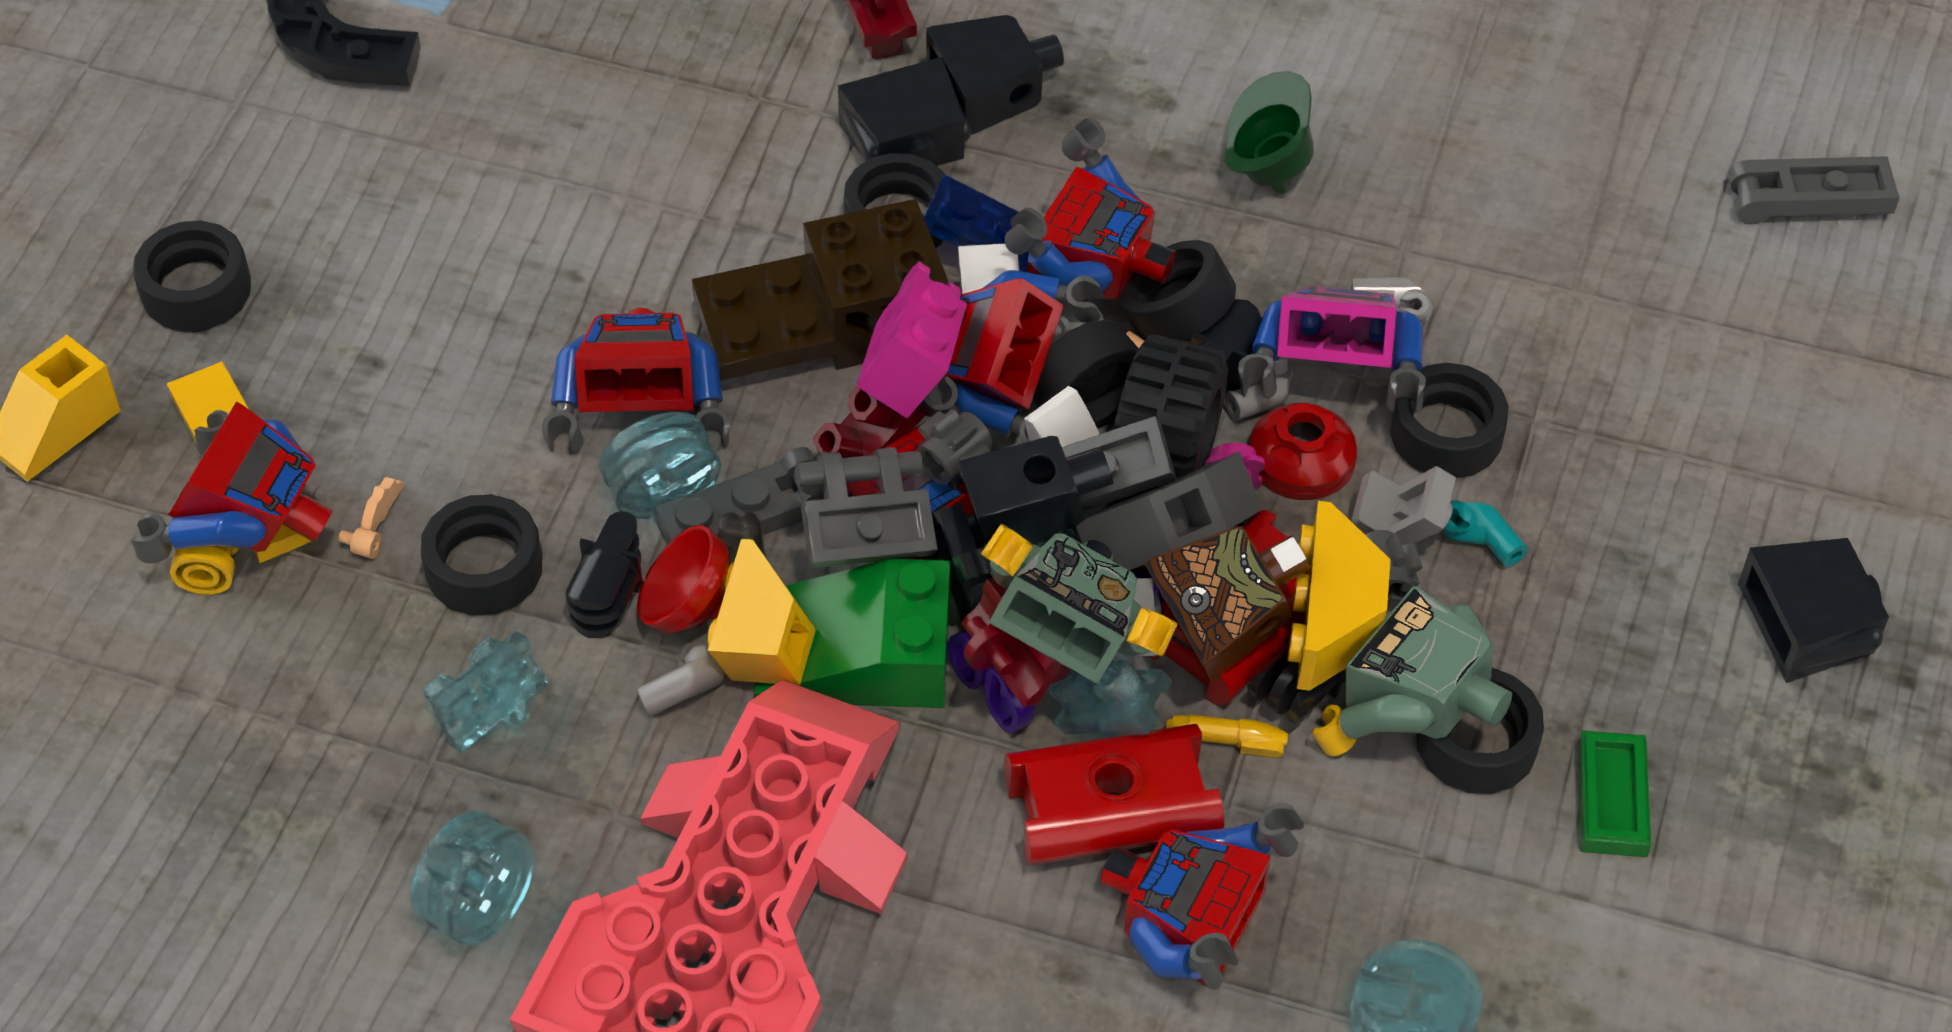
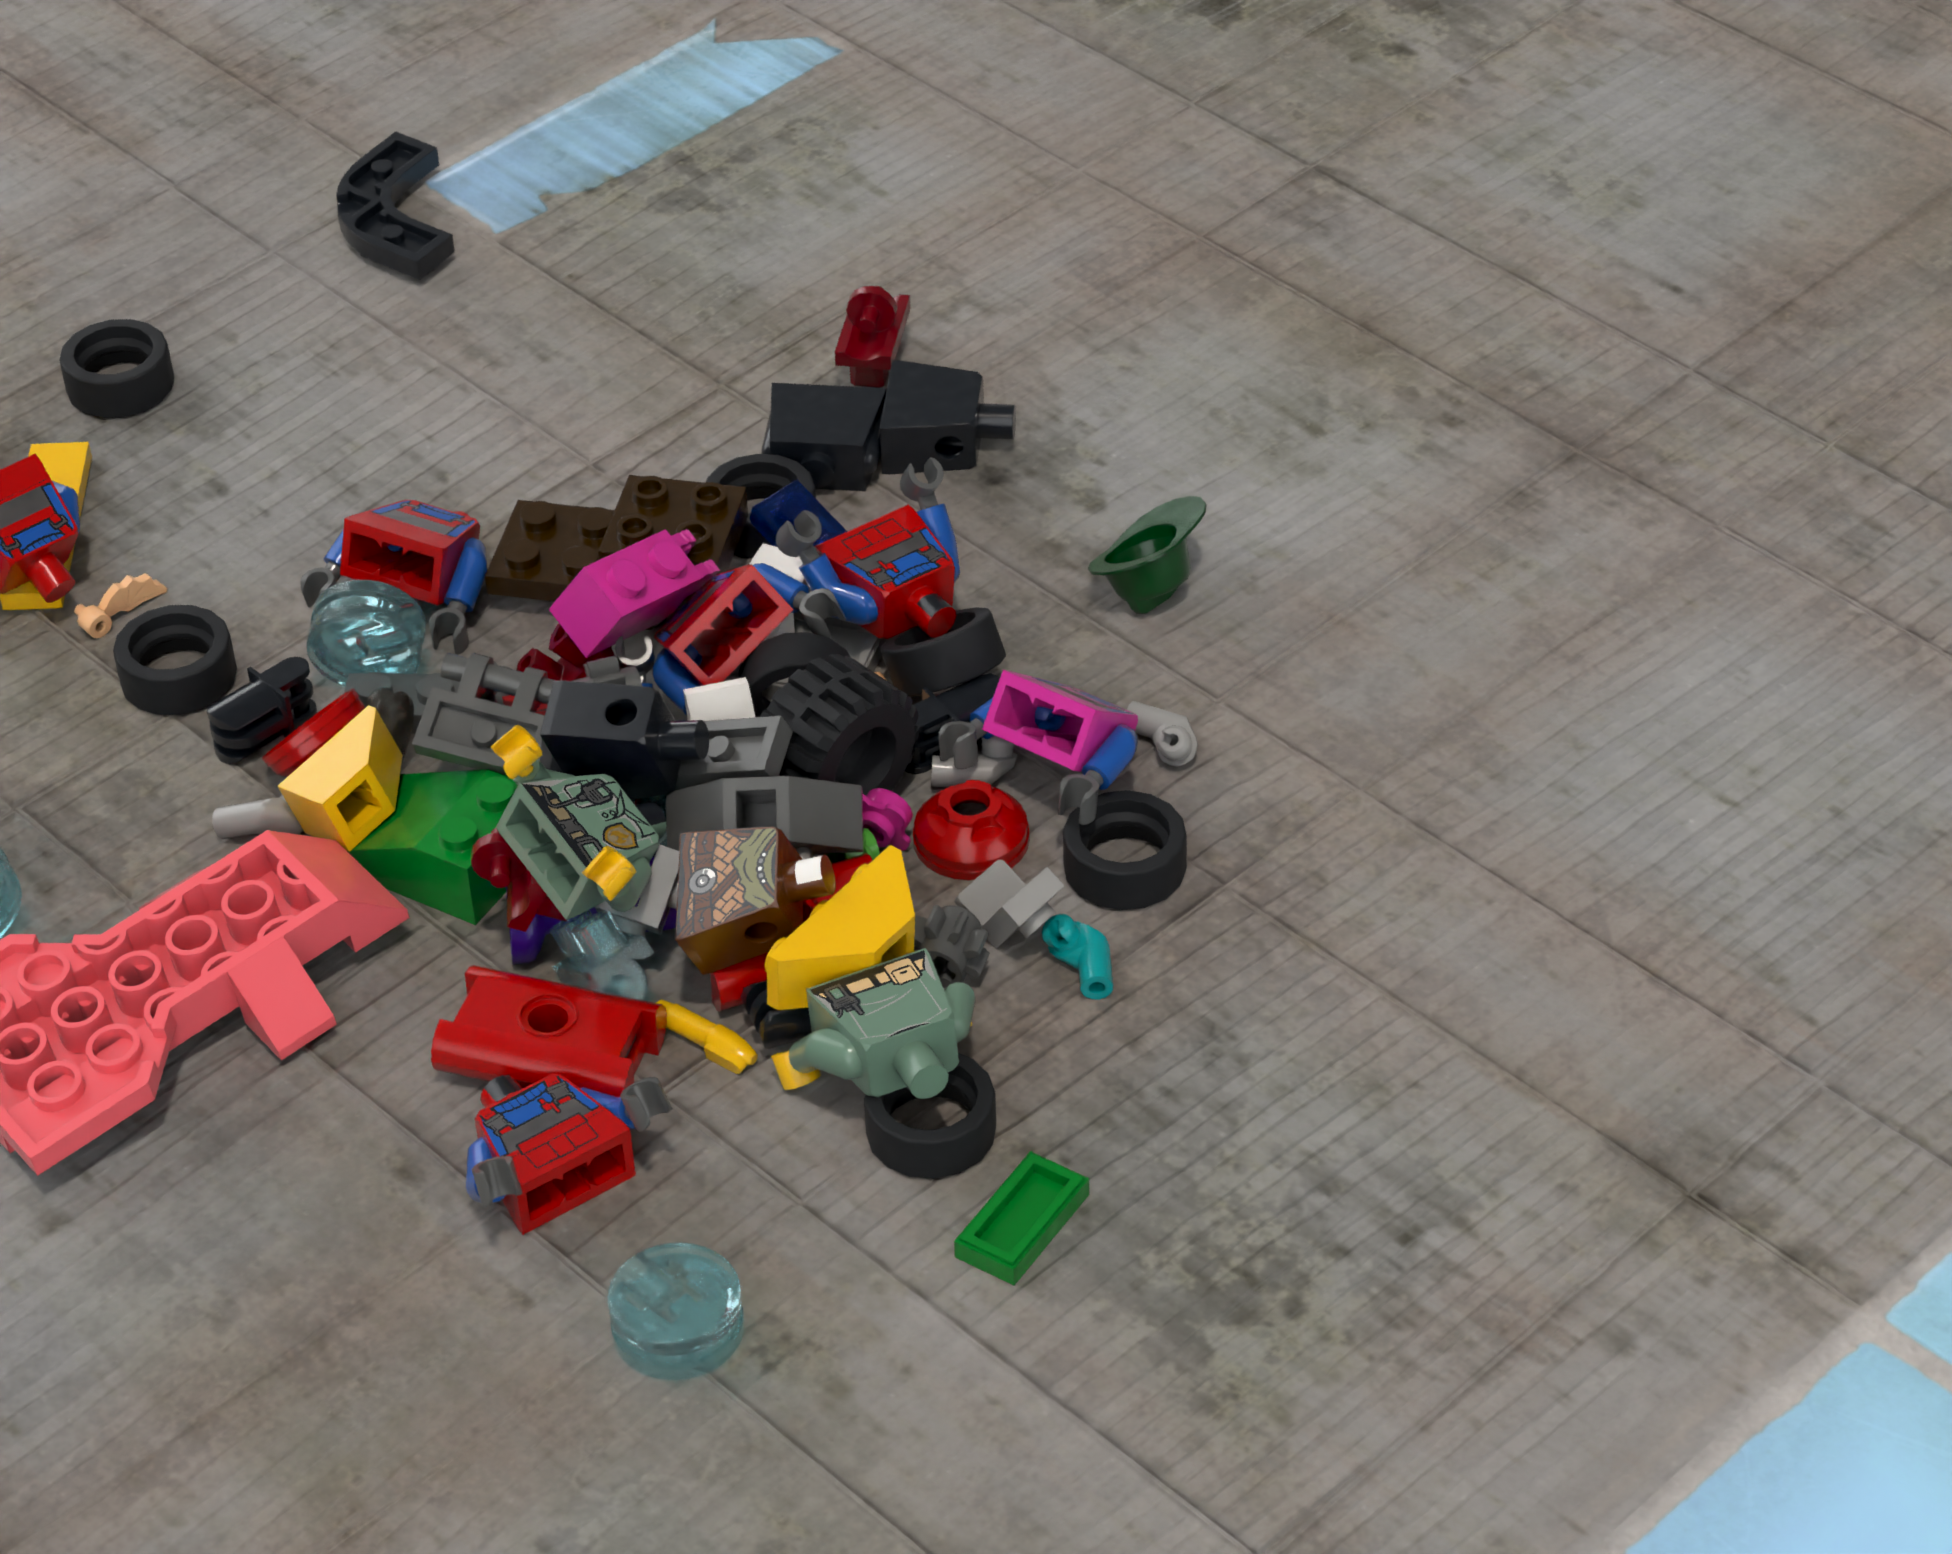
camera: 30 degrees right, 10 degrees down
(487, 692) = (92, 764): clear light blue hips -> none
(1812, 187) = (1676, 775): dark grey plate -> none
(1813, 604) = (1348, 1129): black torso -> none

